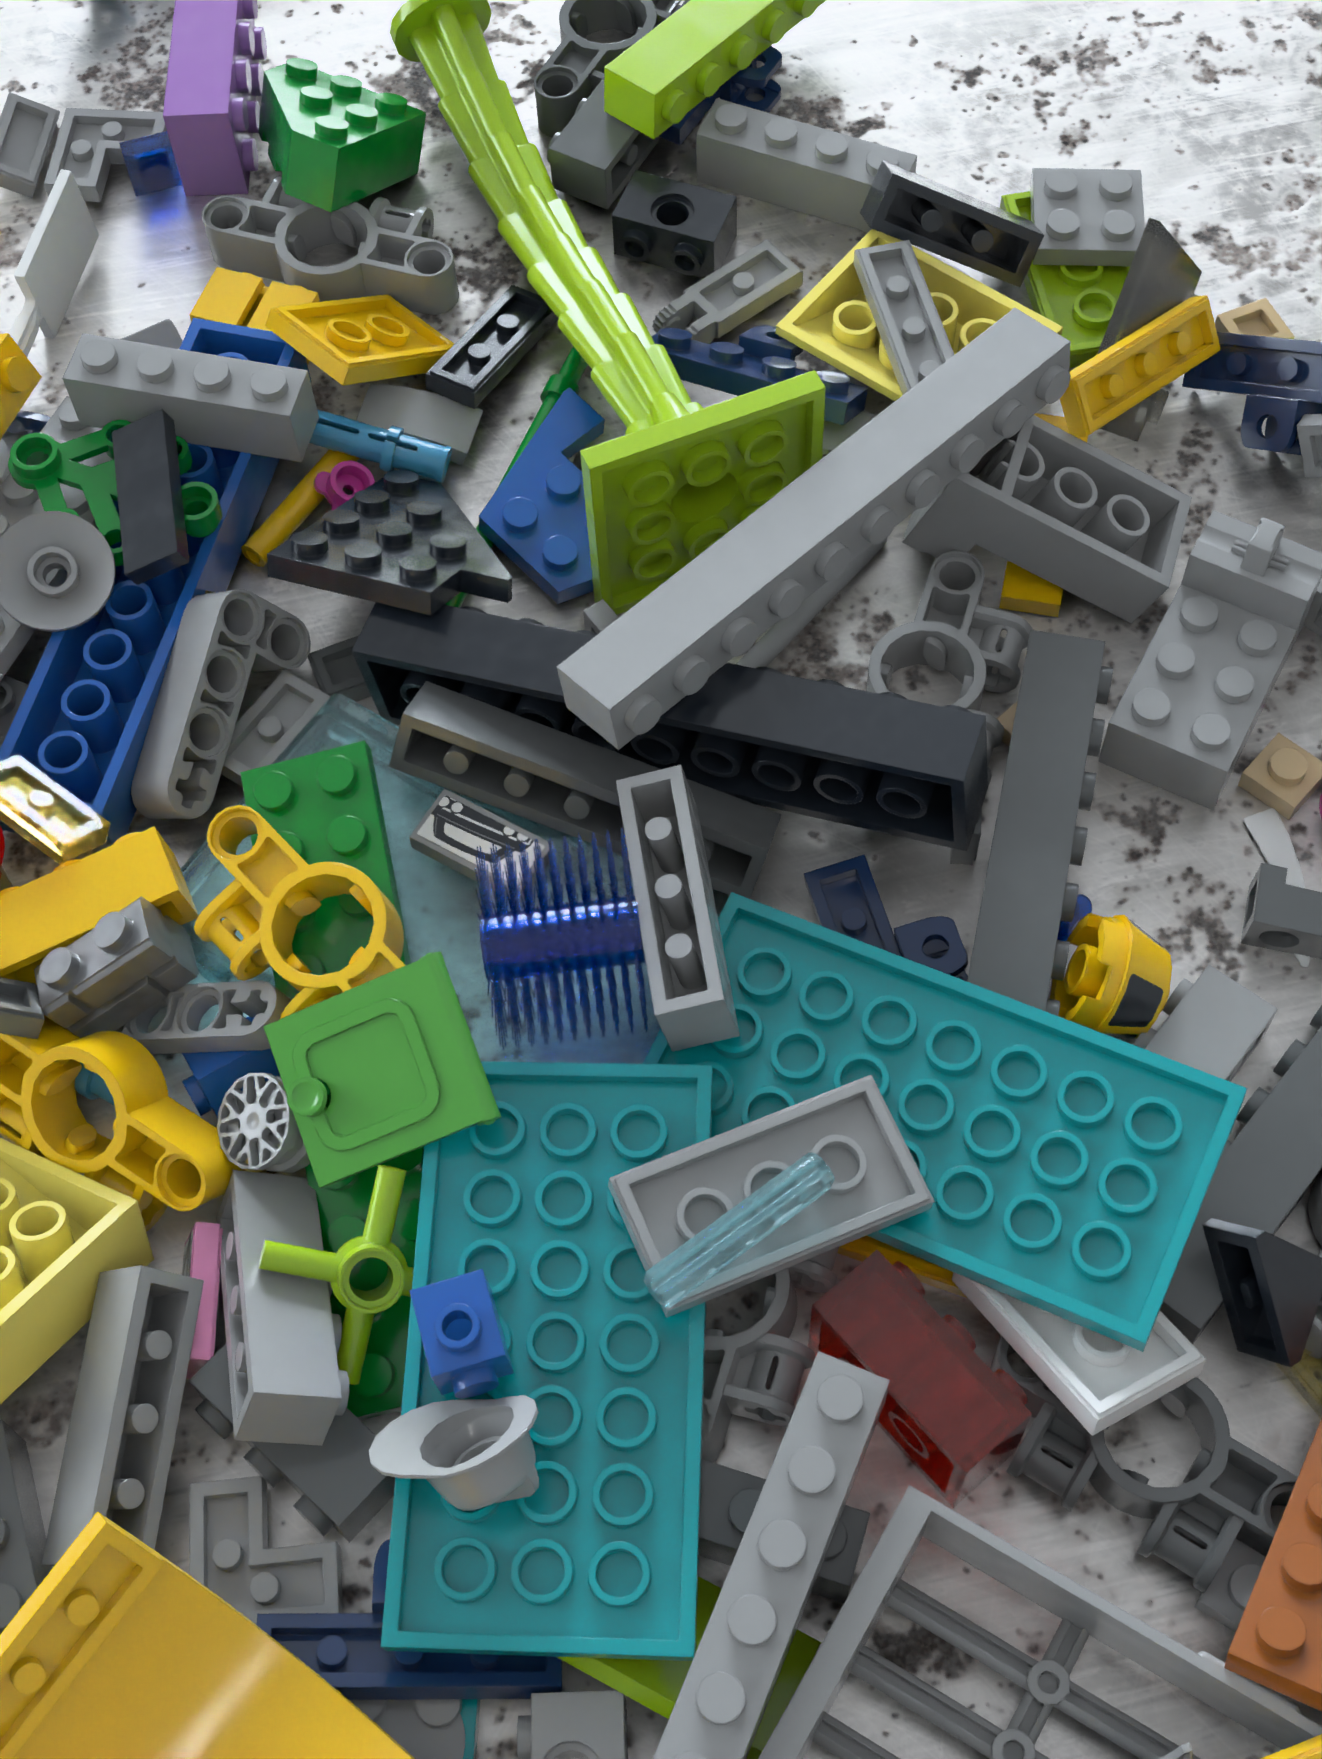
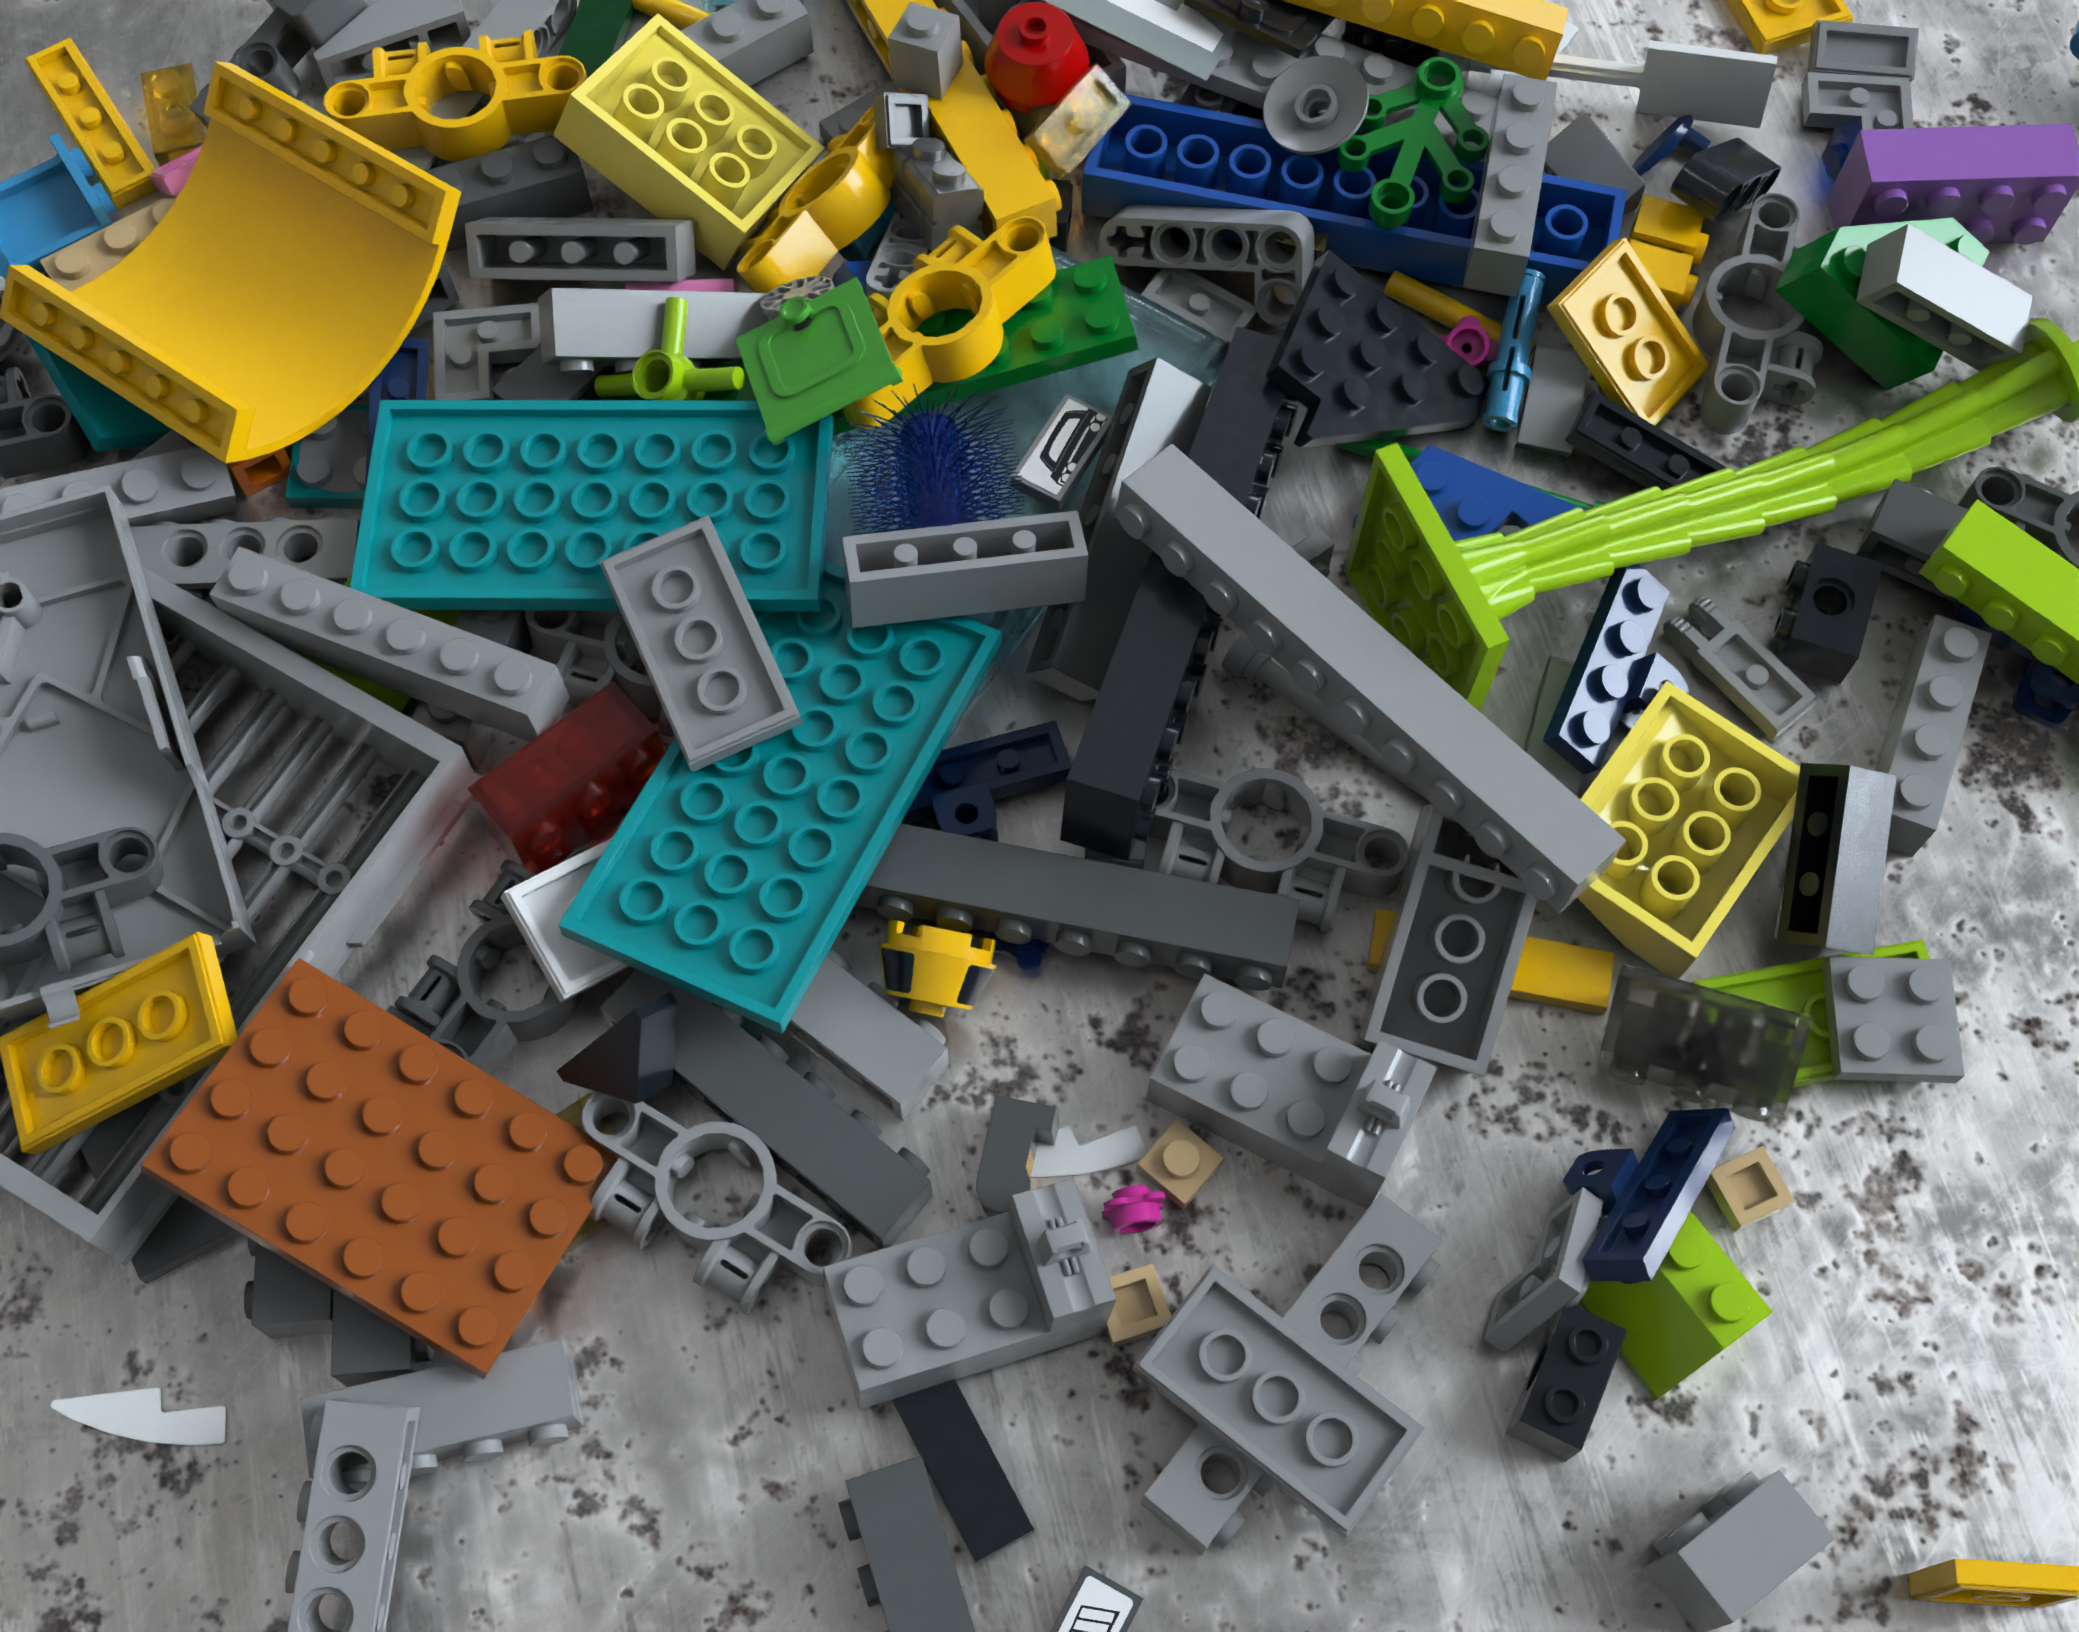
camera: 85 degrees right, 5 degrees up
(100, 302) = (1676, 134): none -> dark blue bar
(150, 497) = (1391, 160): black tile -> none
(181, 248) = (1725, 179): none -> black beam
(371, 72) = (1944, 298): none -> brick
(462, 1334) = (589, 423): blue brick -> none
(464, 1448) = (500, 423): light grey piece -> none
(738, 1230) = (656, 605): clear light blue axle -> none
(903, 311) = (1688, 796): light grey tile -> none
(1139, 365) = (1634, 1018): yellow tile -> none

